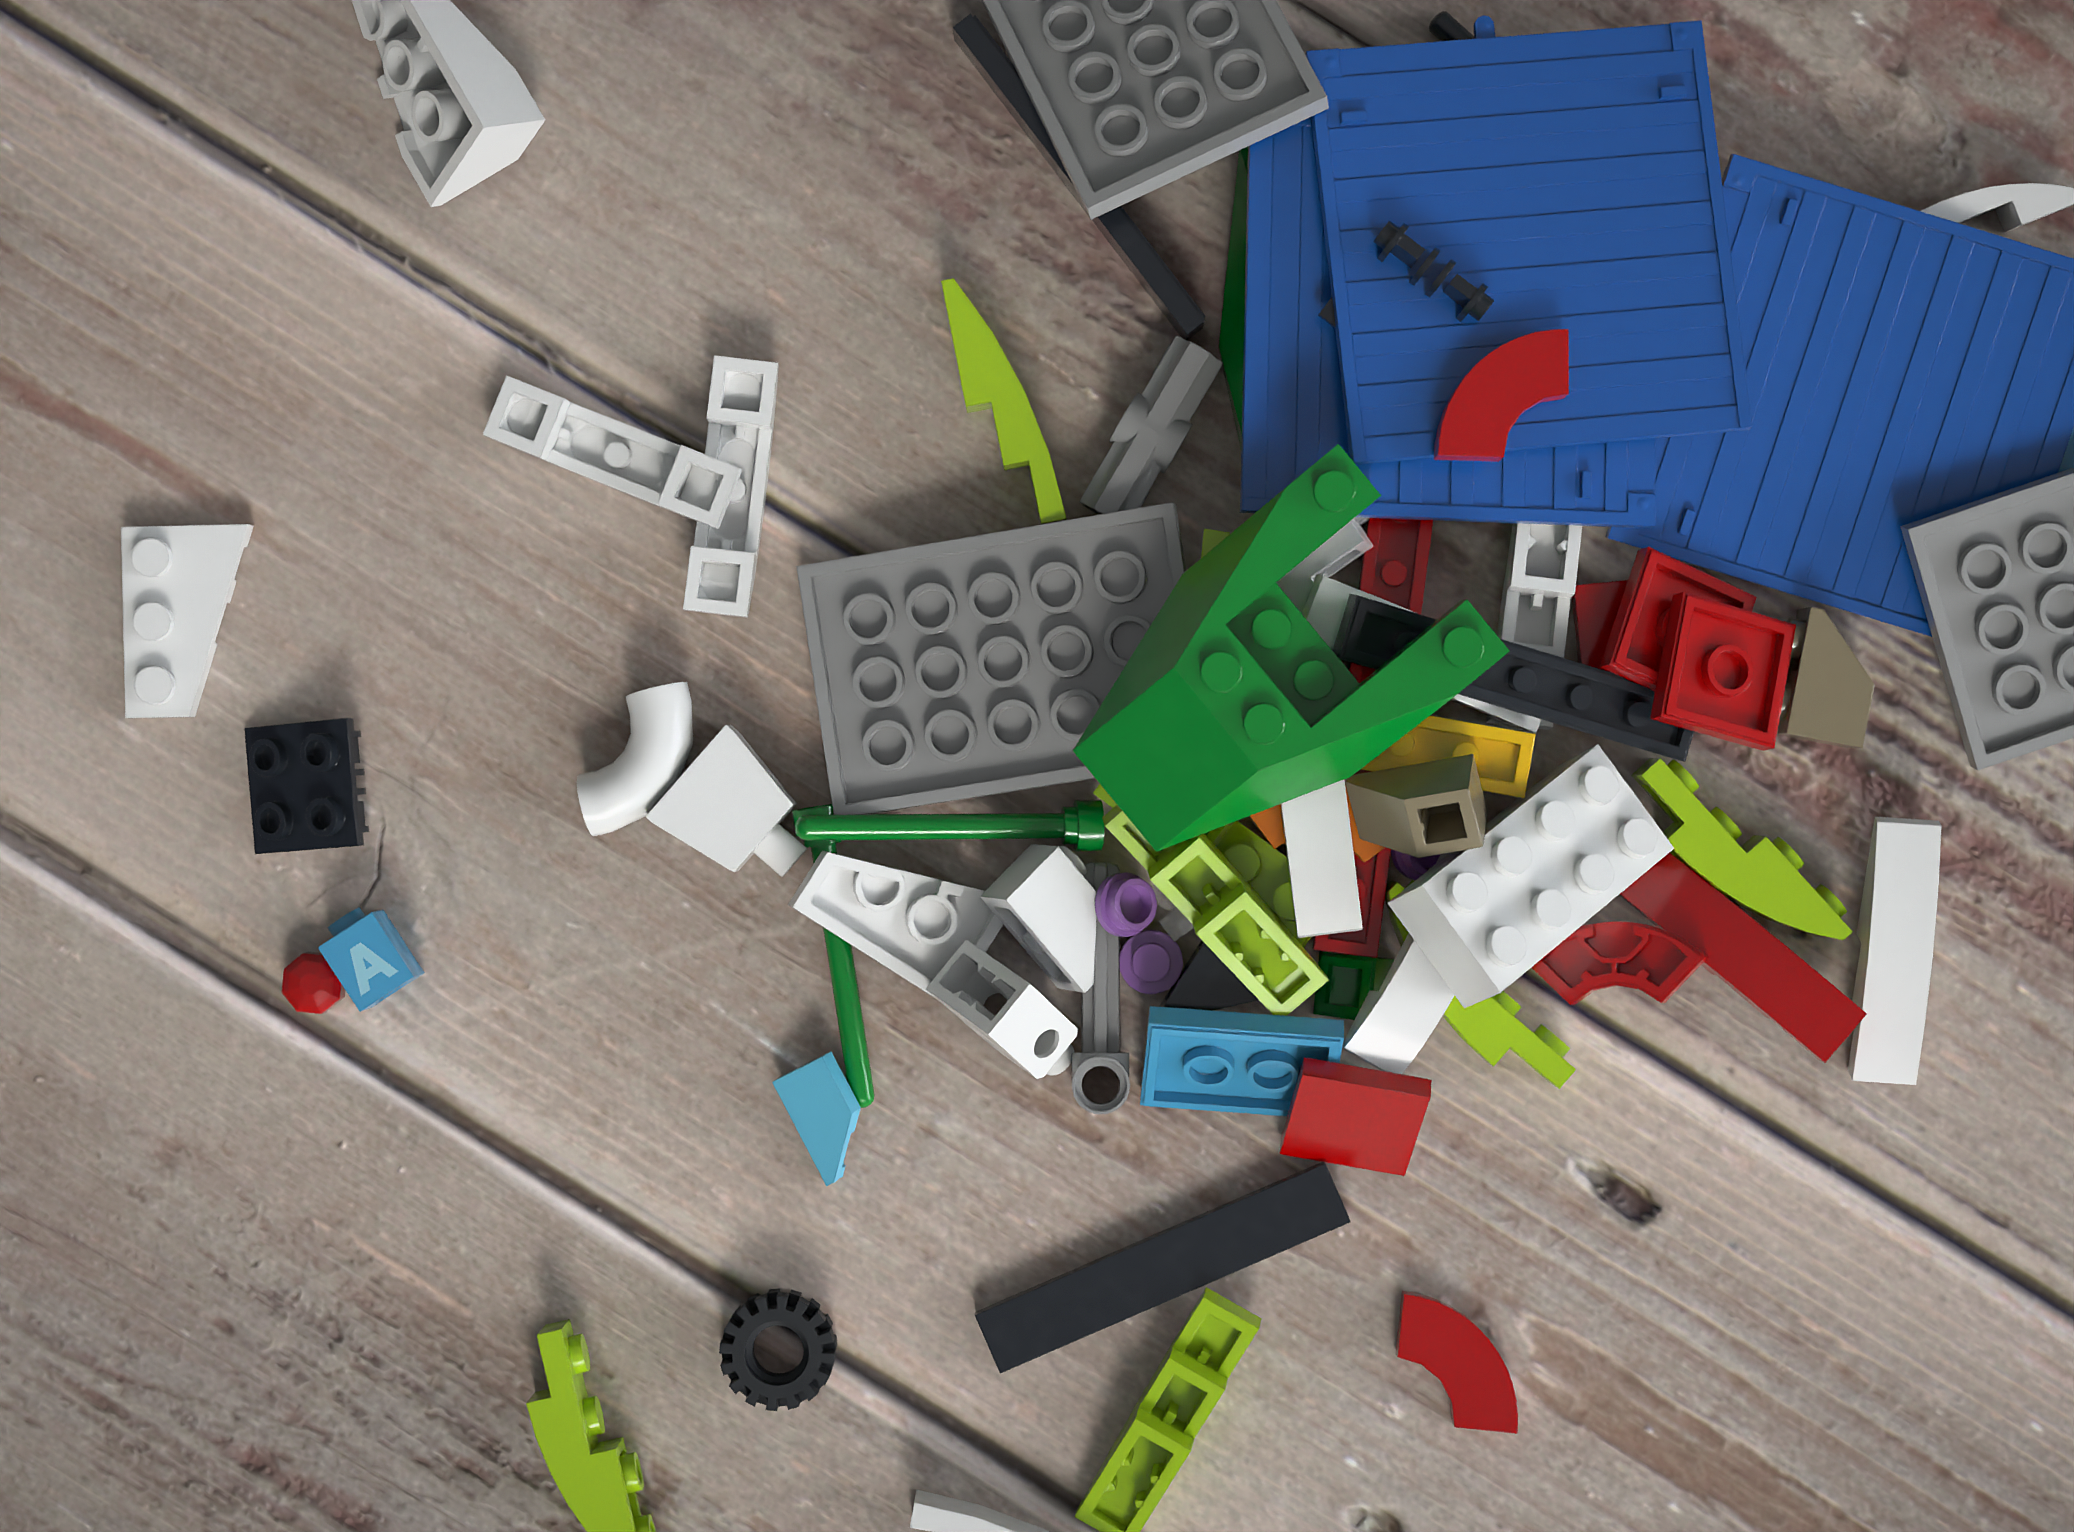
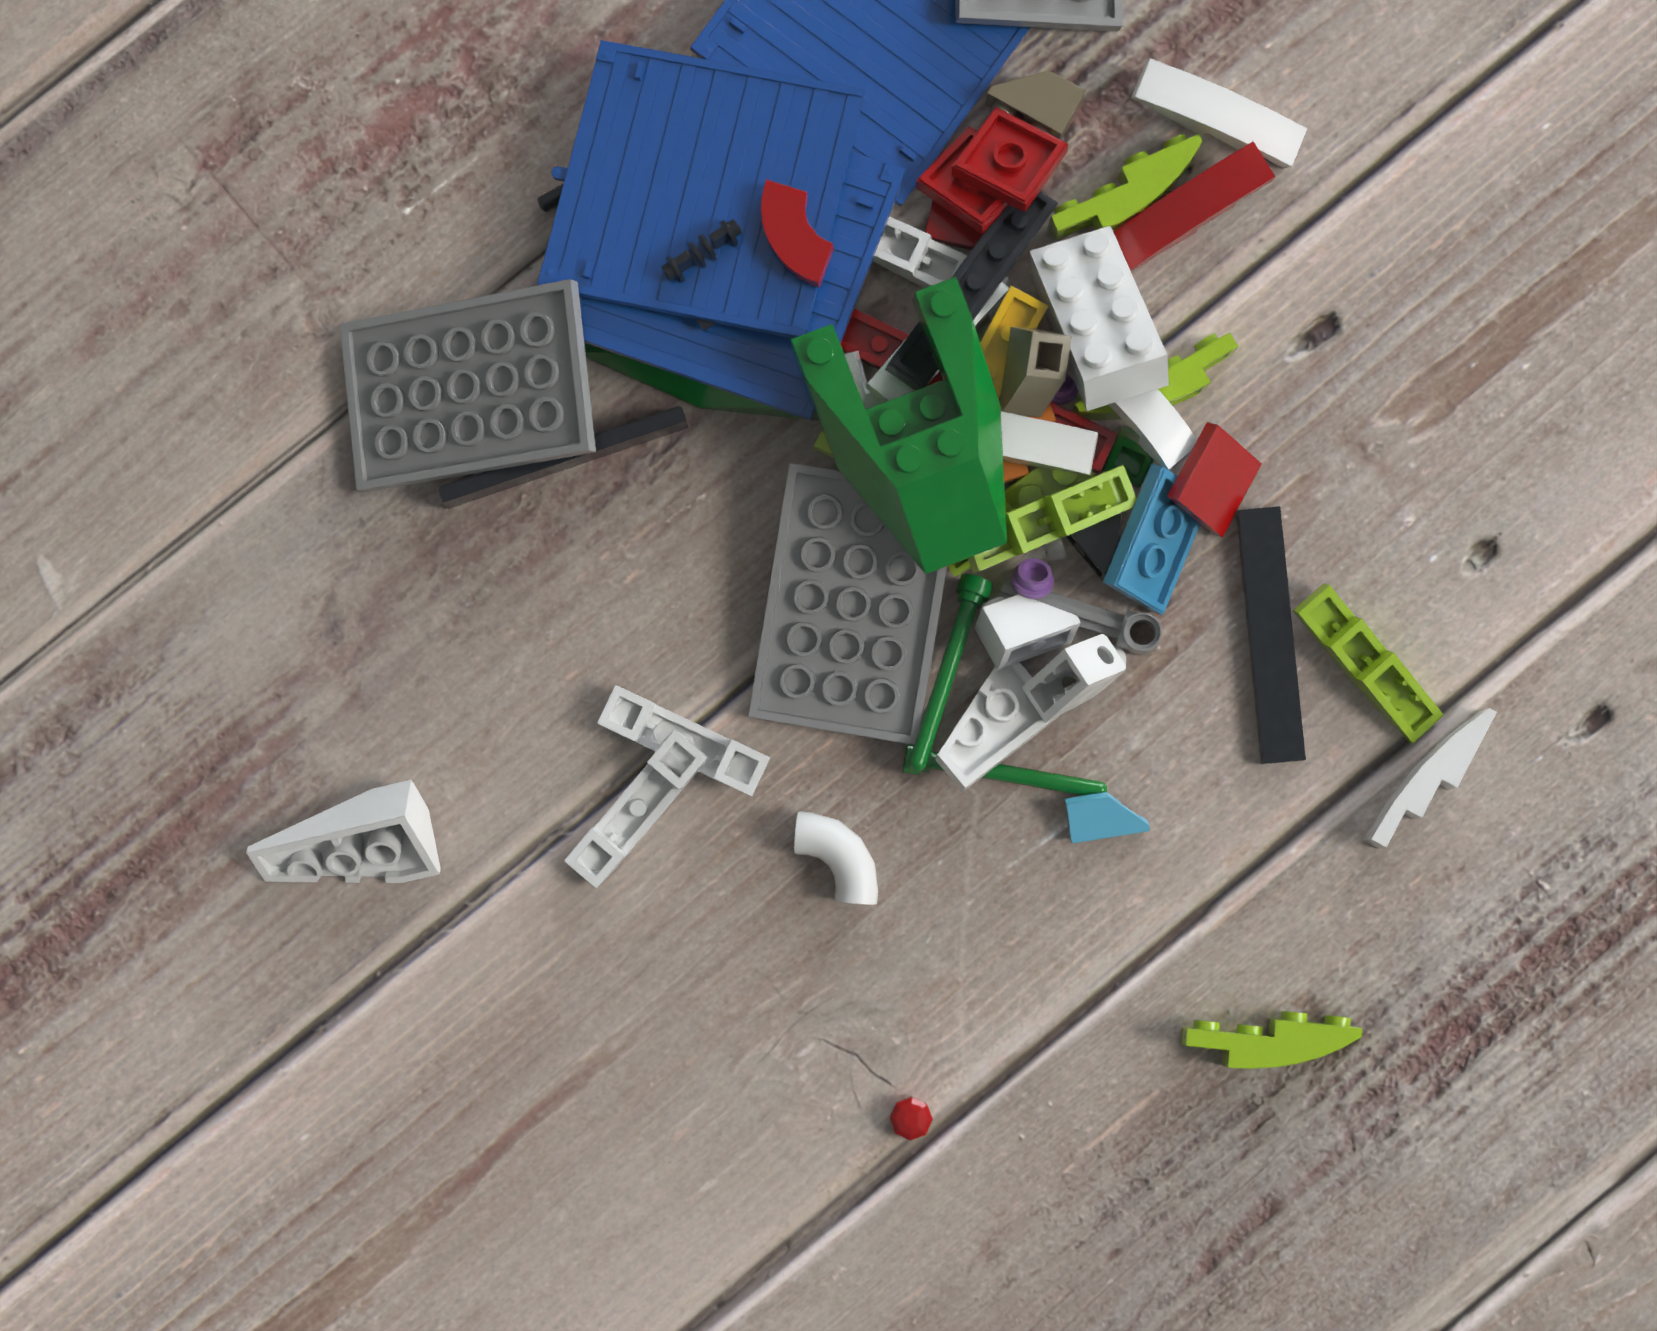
camera: 70 degrees left, 5 degrees down
(172, 611) = (640, 1128): white wing -> none
(305, 786) = (782, 1081): black hinge -> none
(369, 957) = (906, 1075): dark azure brick -> none
(730, 807) = (888, 809): white torso -> none
(778, 1388) = (1271, 896): black tyre -> none
(992, 384) = (673, 554): lime slope -> none
(1150, 962) = (1074, 577): medium lavender plate -> none
(1152, 429) = (737, 464): light grey piece -> none
(1461, 1359) = (1390, 466): red tile -> none
(1622, 956) = (1167, 281): red tile -> none

